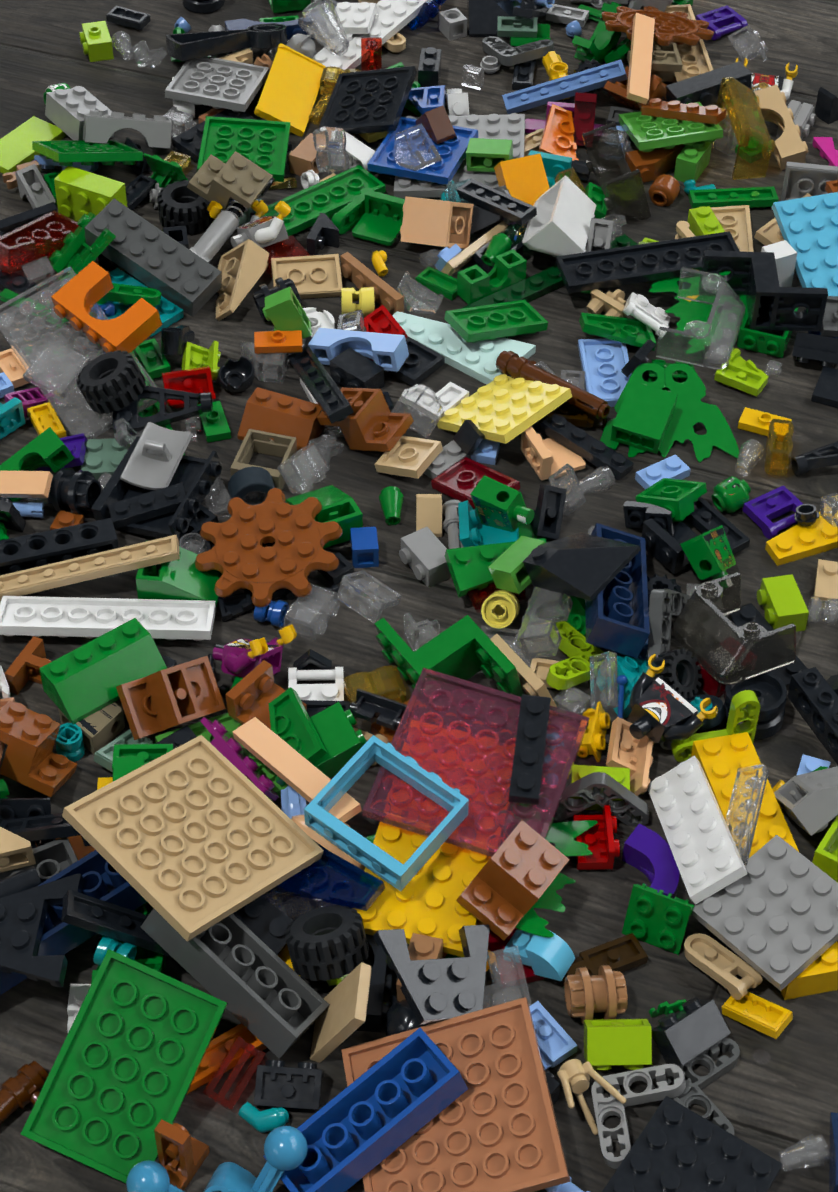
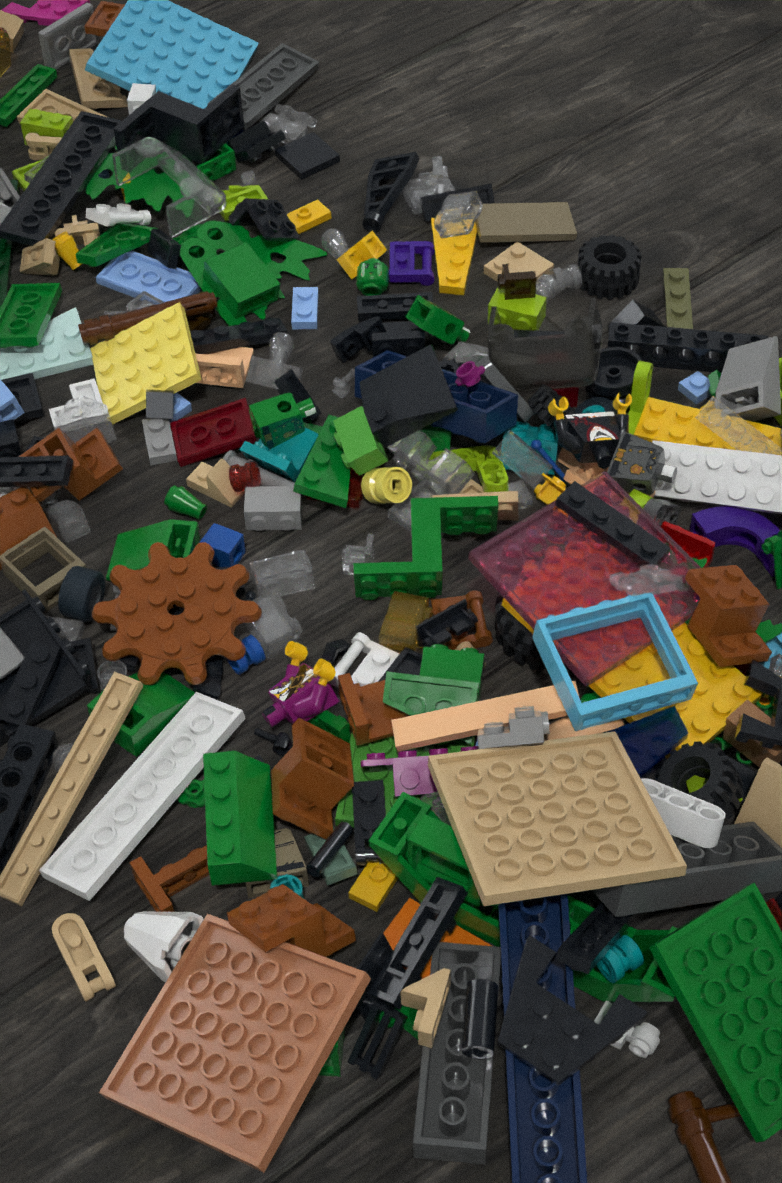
camera: 55 degrees left, 5 degrees up
(107, 741) = (329, 849): none -> black piece
(274, 929) = (686, 815): none -> white beam
(276, 784) = (524, 728): none -> light grey plate
(304, 469) = (88, 540): clear brick -> none
(409, 457) = (141, 460): tan plate -> none
(435, 515) = (244, 476): none -> clear red wheel
(480, 797) = (647, 580): none -> clear plate
(565, 302) = (40, 259): none -> tan slope
(584, 303) = (66, 249): none -> yellow cone
(639, 590) = (469, 374): none -> magenta plate
(650, 755) = (639, 465): none -> dark grey torso
(674, 496) = (346, 309): green plate -> none
(724, 397) = (267, 216): none -> black bracket
(757, 475) = (366, 248): none -> yellow slope
(779, 447) = (348, 218): clear yellow brick -> none
(795, 582) = (517, 284): none -> dark brown bracket
(806, 514) = (437, 244): black plate -> none

